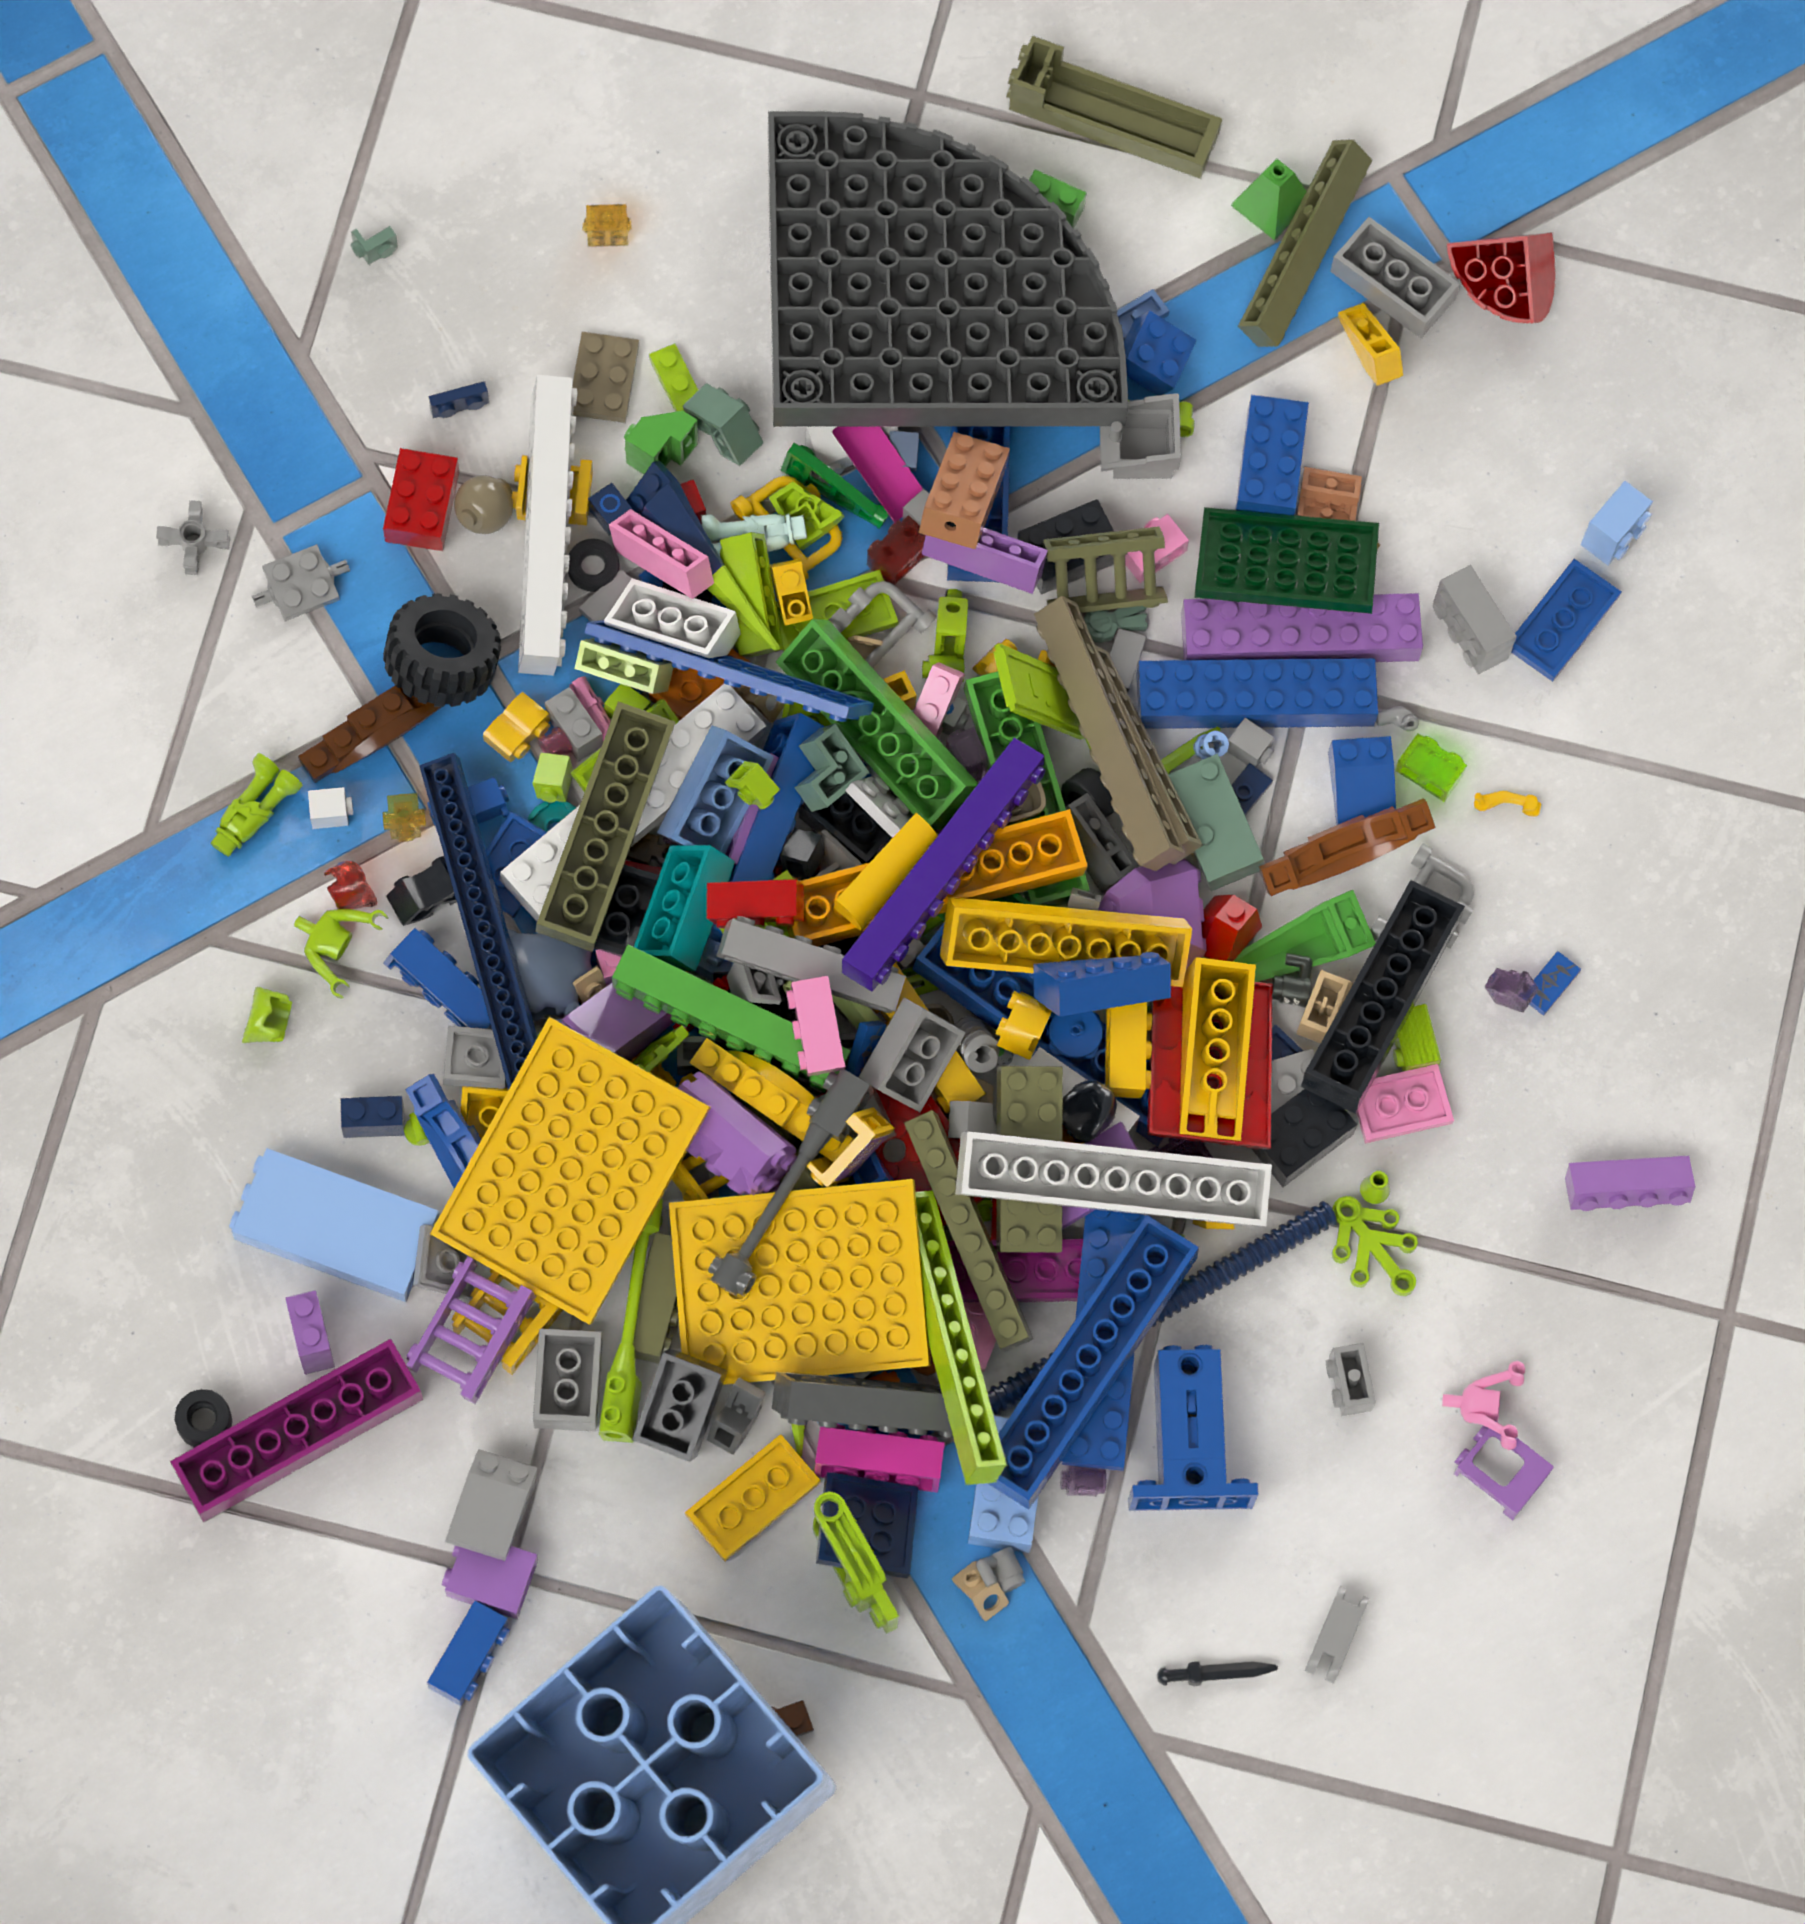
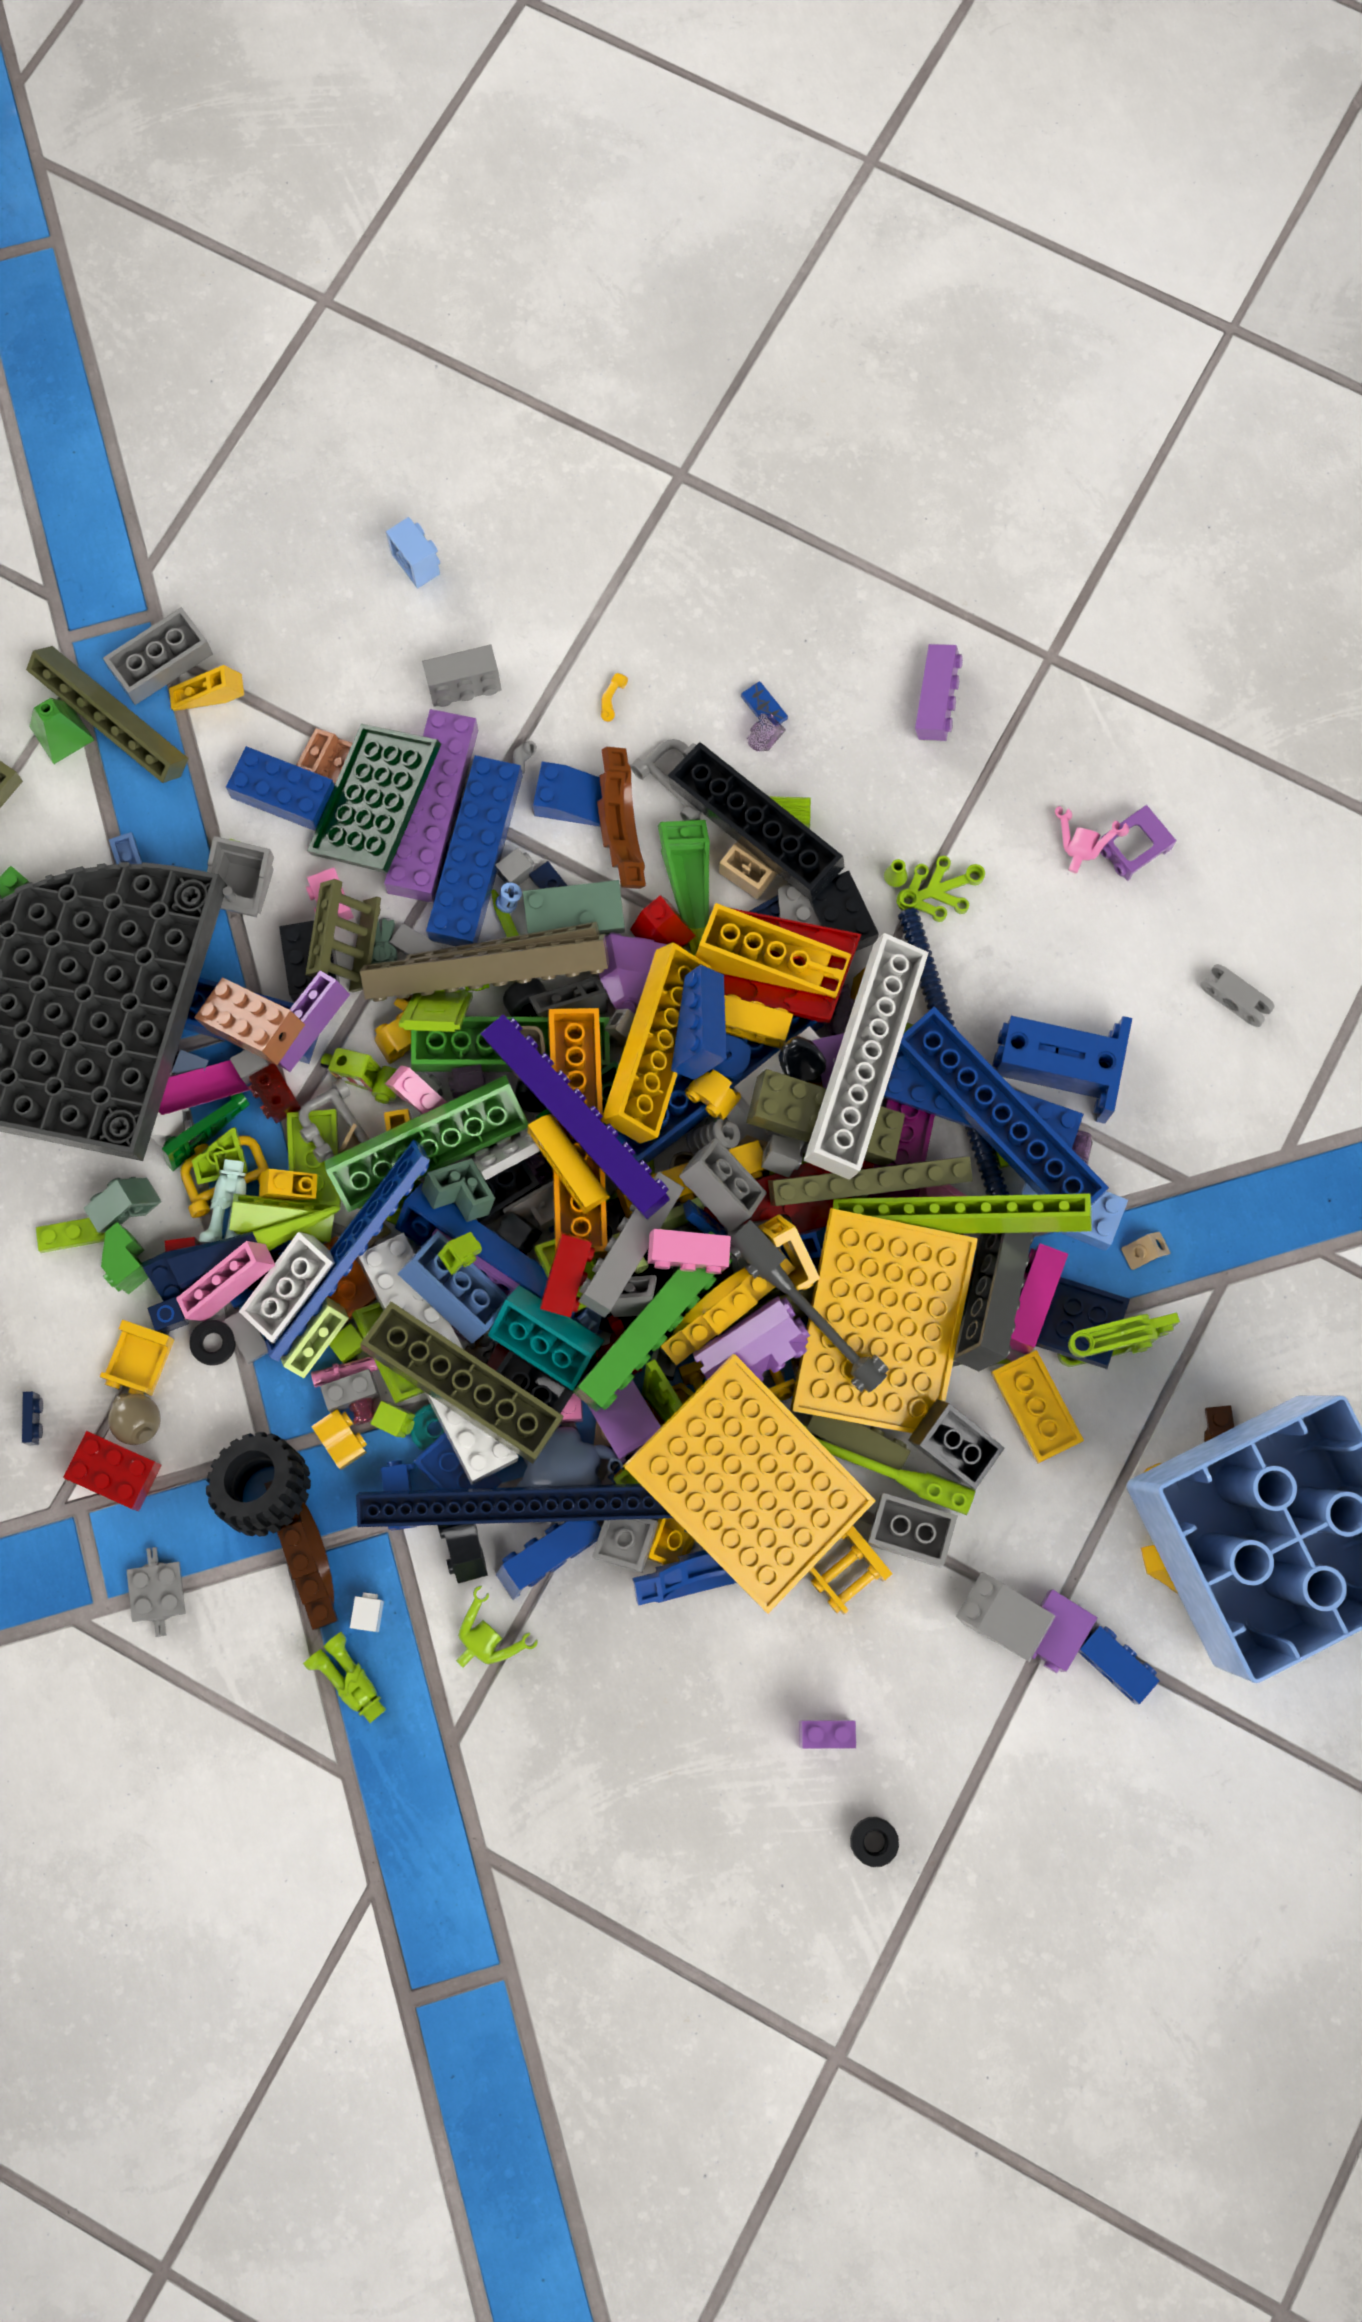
camera: 70 degrees left, 5 degrees up
(171, 536) = (81, 1693): light grey pin -> none
(267, 1017) = (539, 1708): lime hair -> none
(296, 1430) = (905, 1766): magenta brick -> none
(332, 1224) = (732, 1693): light blue brick -> none
(350, 887) = (443, 1611): clear red hair -> none
(372, 1116) = (648, 1638): dark blue brick -> none
(404, 817) = (385, 1550): clear yellow brick -> none
(414, 1132) = (668, 1607): lime plate -> none
(437, 1264) = (792, 1612): light grey tile -> none
(486, 1356) = (861, 1573): medium lavender fence -> none
(546, 525) = (169, 1370): white brick -> none
(589, 984) = (585, 1431): tan bracket -> none
(604, 376) = (46, 1293): dark tan plate -> none
(736, 1416) = (971, 1403): dark grey brick -> none
(1001, 1568) = (1138, 1229): light grey piece -> none
(1156, 353) = (167, 845): blue brick -> none
(1196, 1674) = (1244, 1105): black sword -> none
(1294, 989) = (724, 888): pearl dark grey piece -> none
(1351, 1378) = (1045, 930): light grey brick -> none
(1404, 1104) = (839, 828): bright pink plate -> none
(1431, 766) = (570, 741): clear neon green brick -> none
(1508, 274) = (182, 573): red brick -> none
(1564, 619) = (476, 613): blue plate -> none

